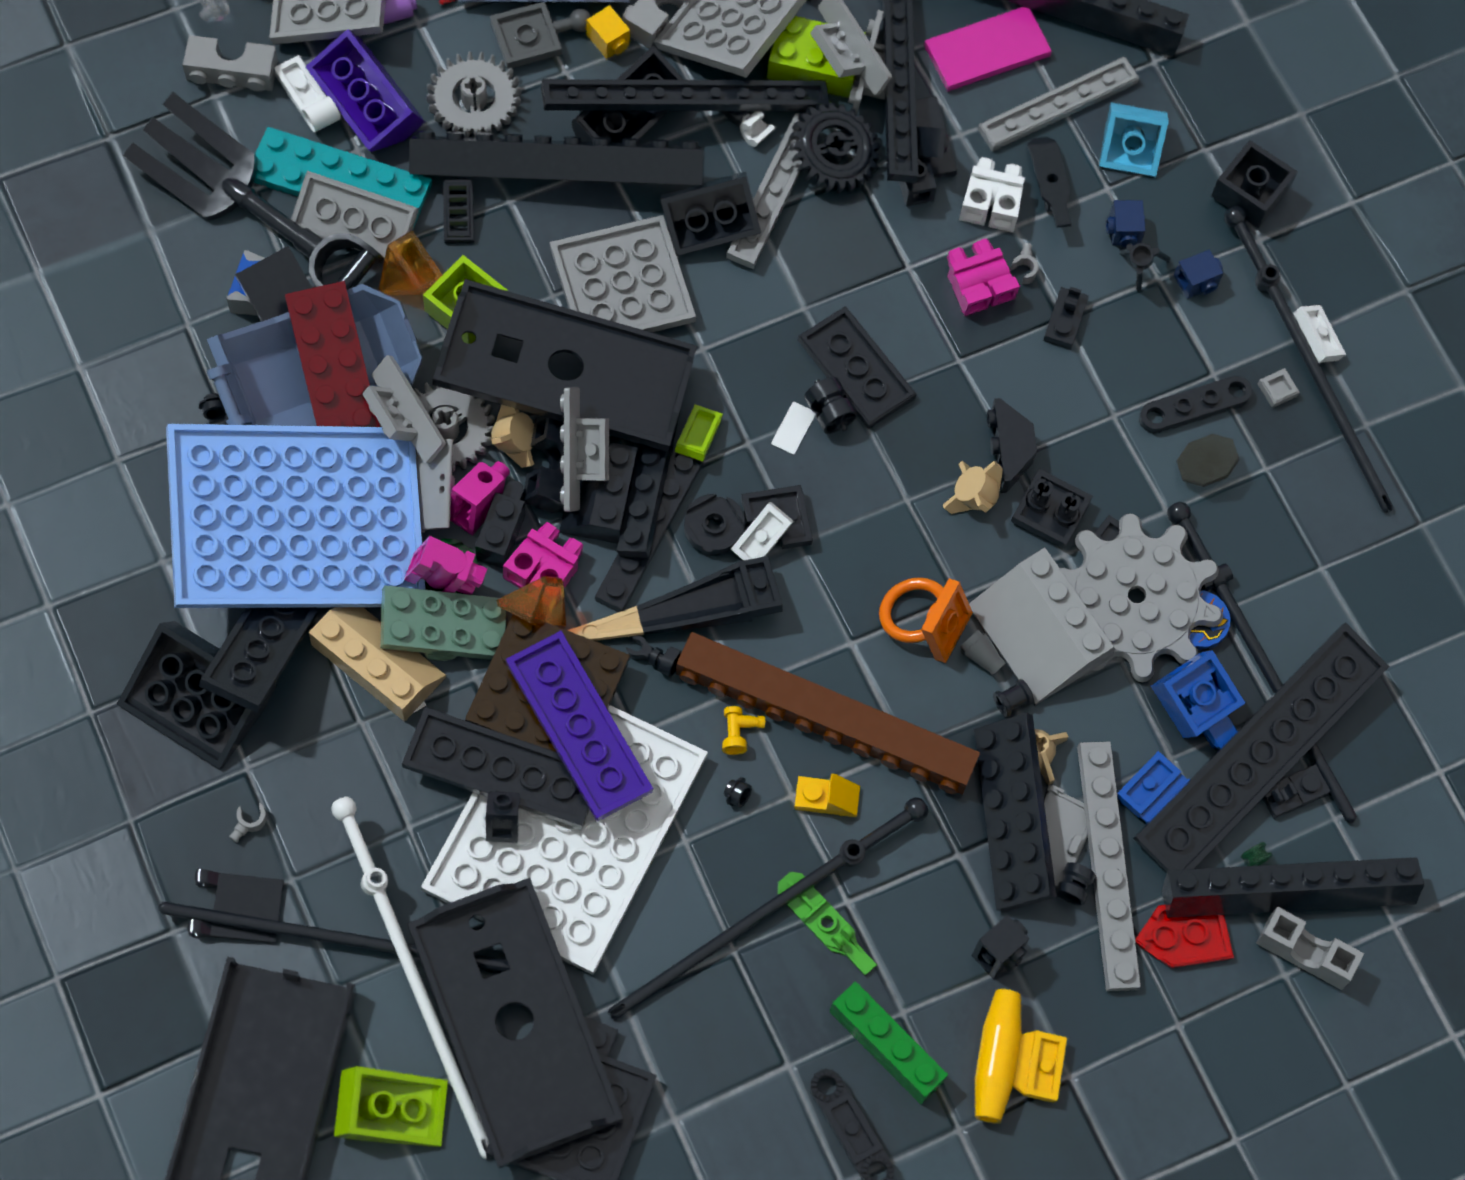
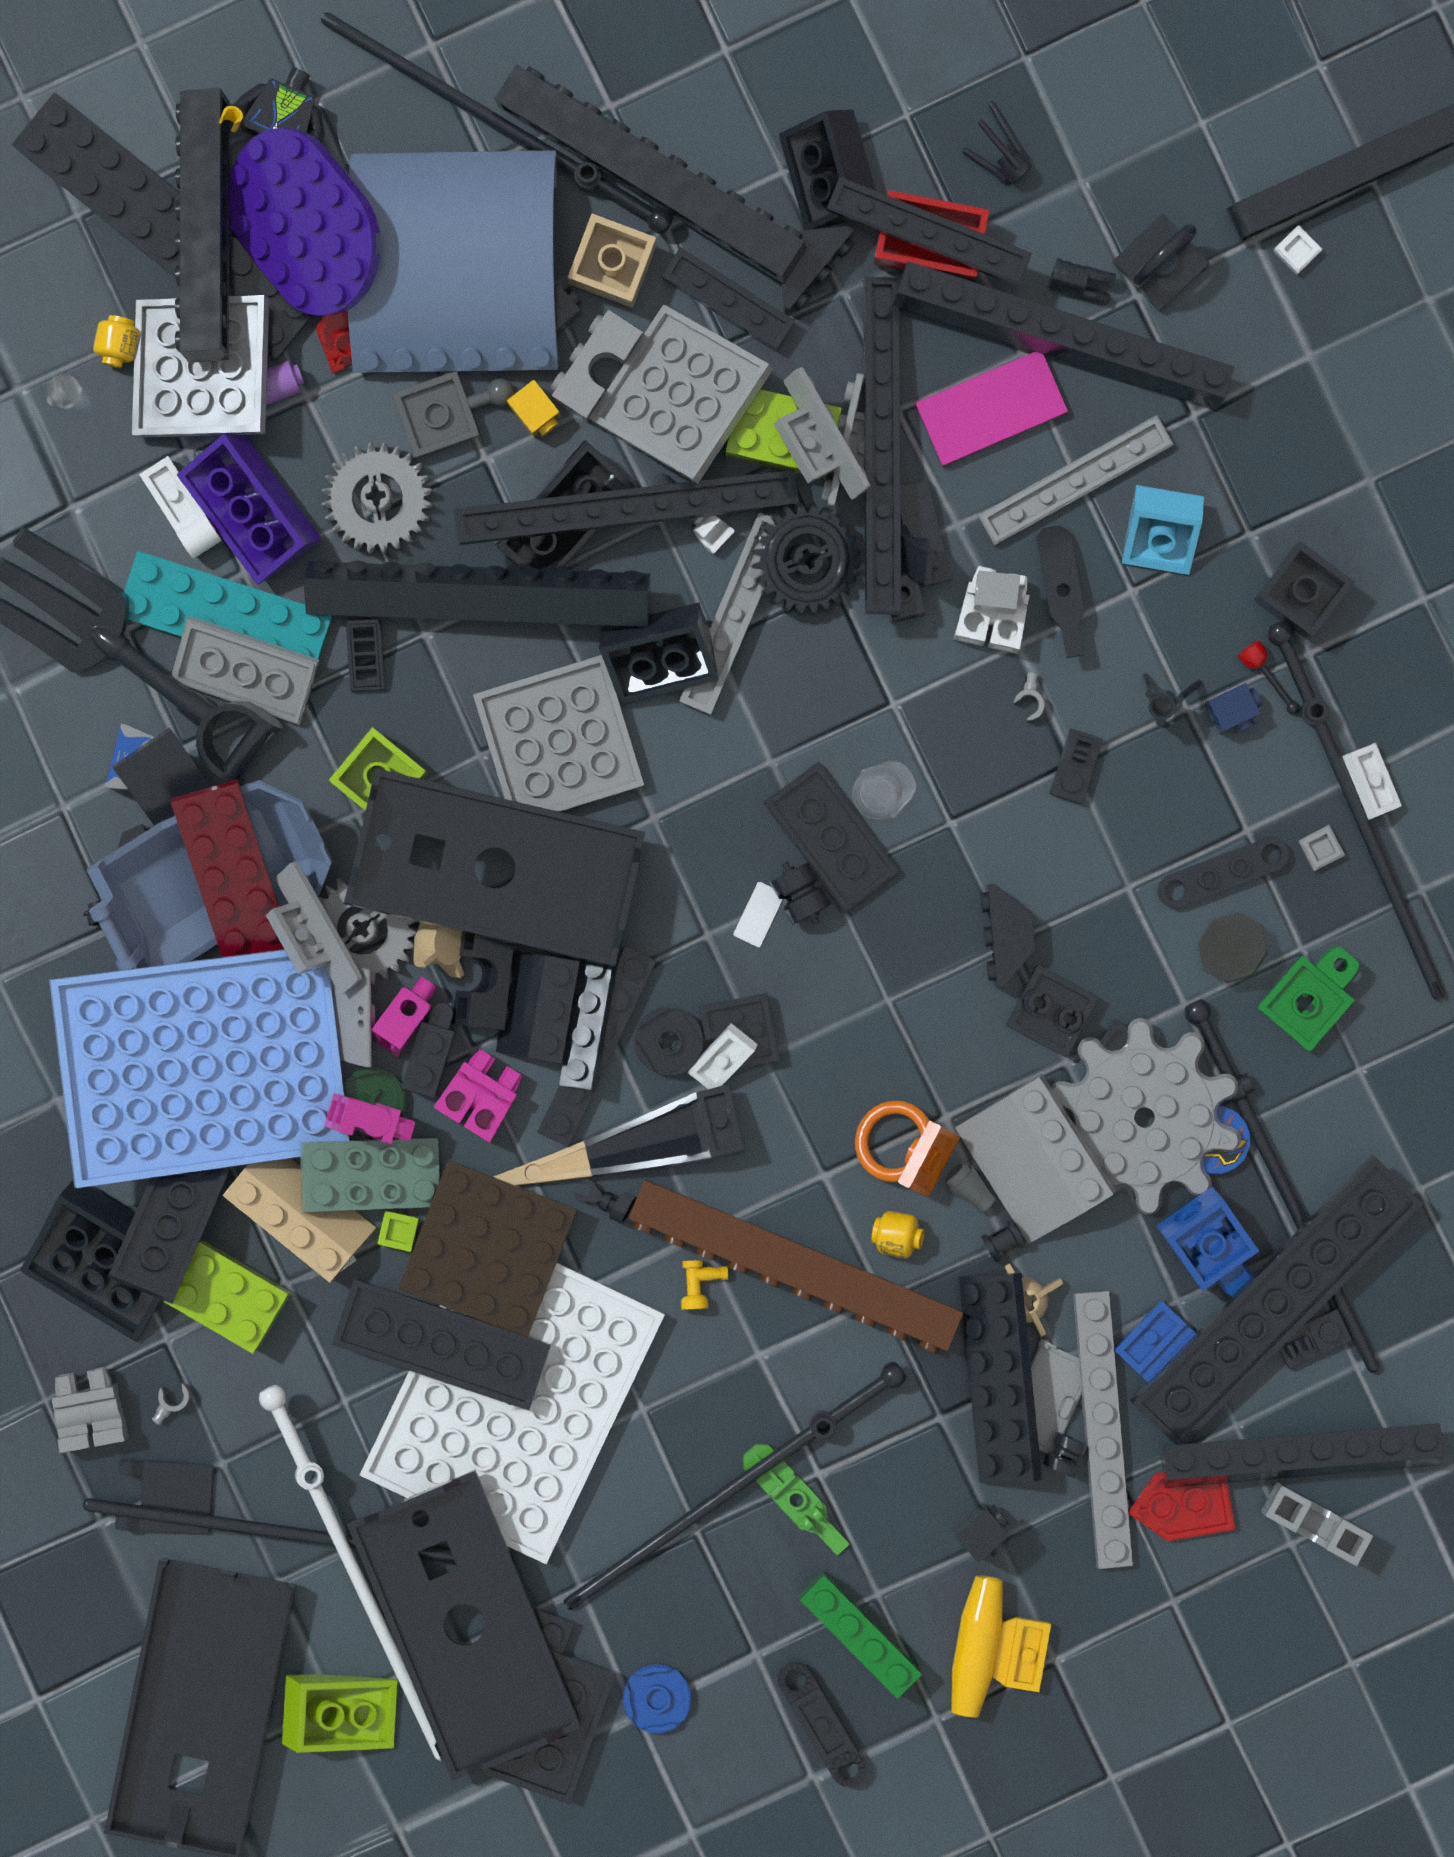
camera: 10 degrees right, 20 degrees up
(168, 821) = (94, 1406): none -> light grey hips
(252, 70) = (117, 475): light grey arch -> none
(307, 726) = (229, 1297): none -> lime brick
(407, 267) = (311, 738): clear orange slope -> none
(466, 675) = (398, 1231): none -> lime plate
(502, 817) = (443, 1401): black bracket -> none
(538, 602) = (471, 1155): clear orange slope -> none
(579, 726) = (522, 1301): dark purple plate -> none
(584, 449) = (518, 977): light grey bracket -> none
(695, 1103) = (657, 1698): none -> blue tile
(698, 432) = (649, 930): lime tile -> none
(737, 792) = (698, 1357): black plate -> none
(825, 796) = (796, 1357): yellow slope -> none
(901, 332) = (883, 790): none -> clear hat
(918, 689) = (897, 1234): none -> yellow head
(975, 488) = (964, 994): tan piece -> none
(981, 277) = (980, 716): dark pink hips -> none
(999, 168) = (998, 592): none -> light grey brick
(1126, 222) = (1149, 645): dark blue brick -> none
(1214, 237) = (1254, 657): none -> hinge
(1256, 855) = (1265, 1416): clear green bush -> none
(1285, 490) = (1323, 984): none -> green plate

